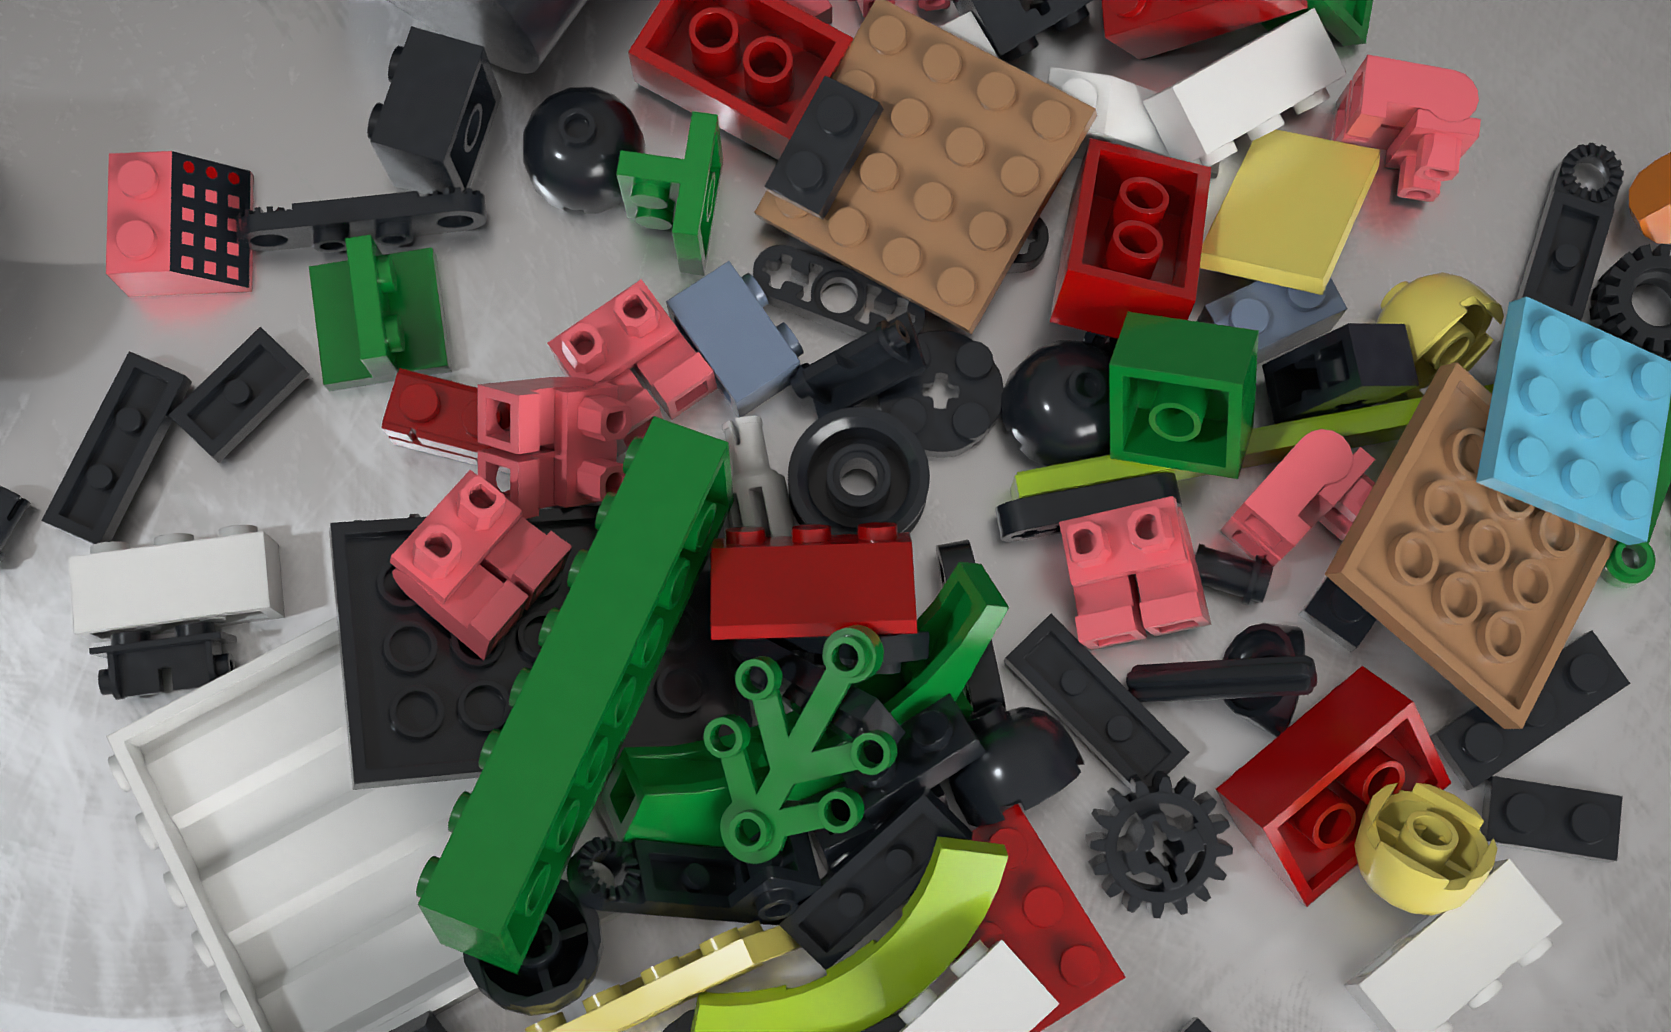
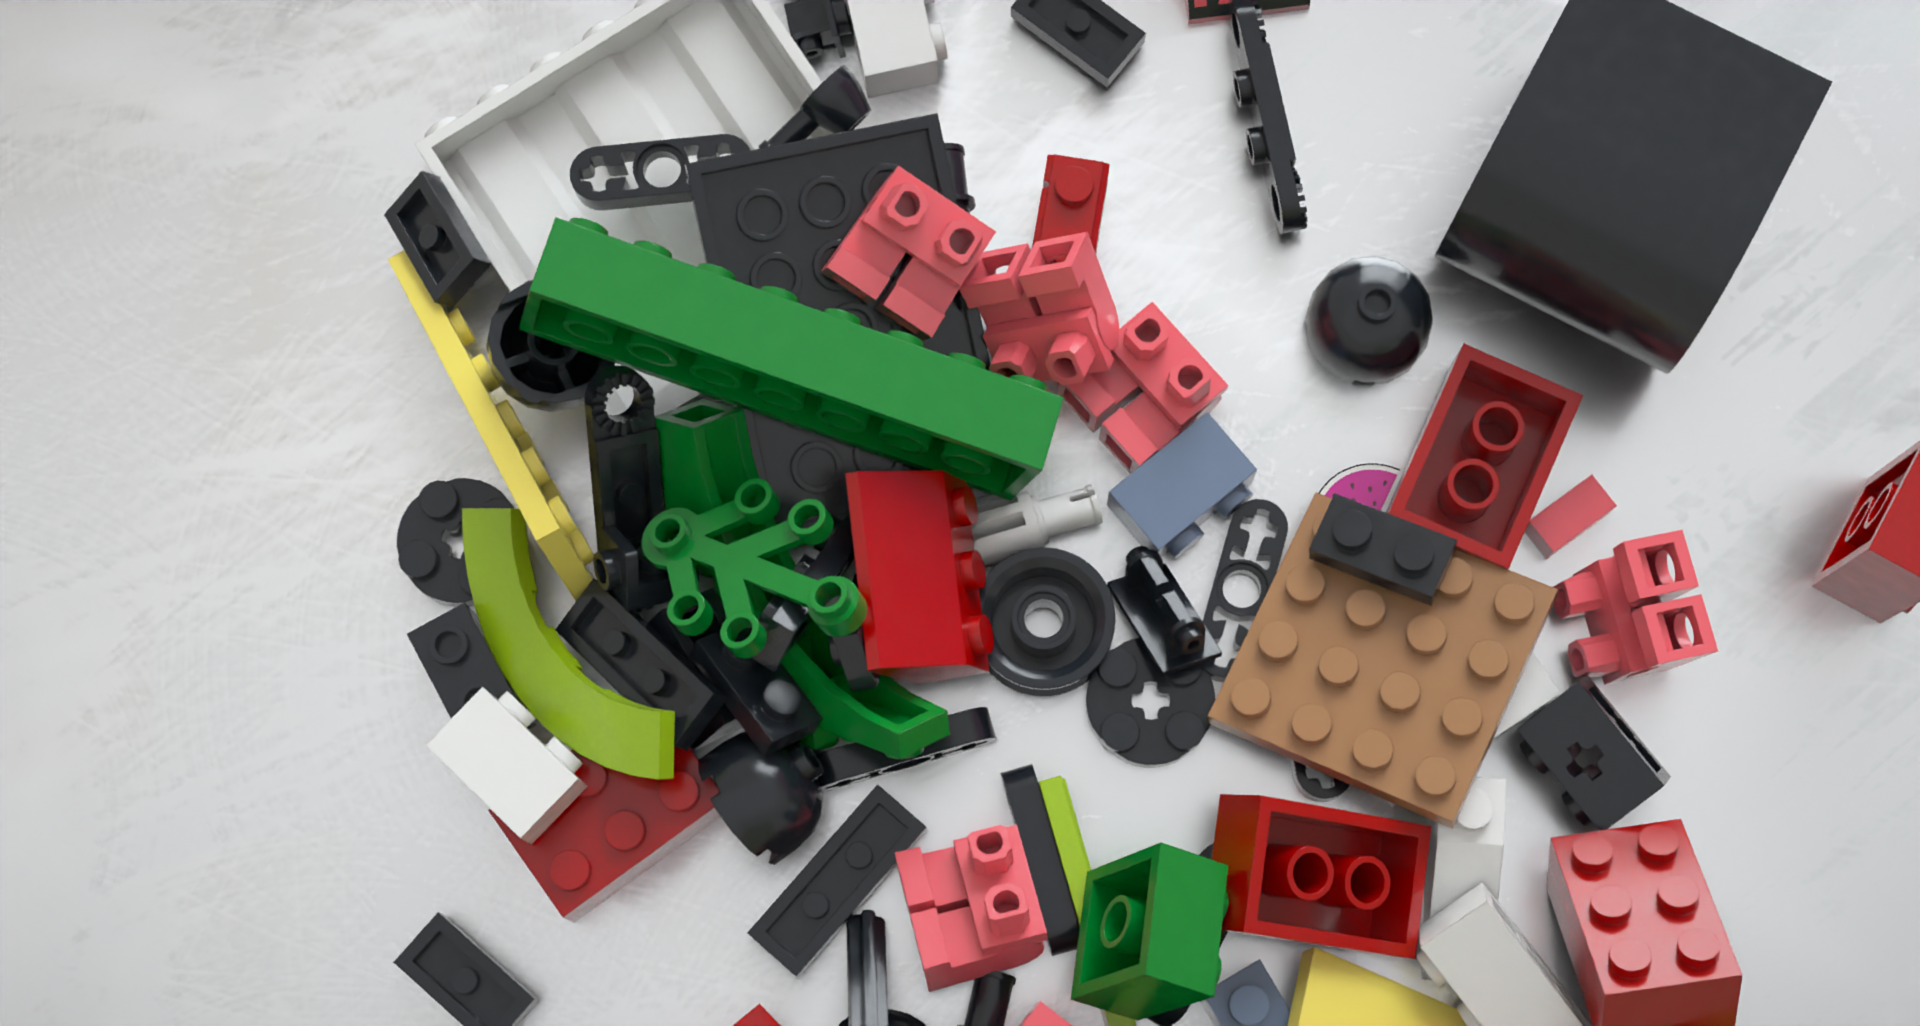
camera: 90 degrees right, 0 degrees up
(301, 635) = (834, 105): none -> black bar
(325, 805) = (643, 153): none -> black beam
(378, 315) = (1172, 145): green bracket -> none
(434, 112) = (1377, 166): black brick -> none
(678, 191) = (1319, 421): green bracket -> none
(747, 175) = (1363, 483): none -> dark pink tile
(1060, 403) = (1142, 808): black cylinder -> none
(1183, 835) = (679, 932): black gear -> none

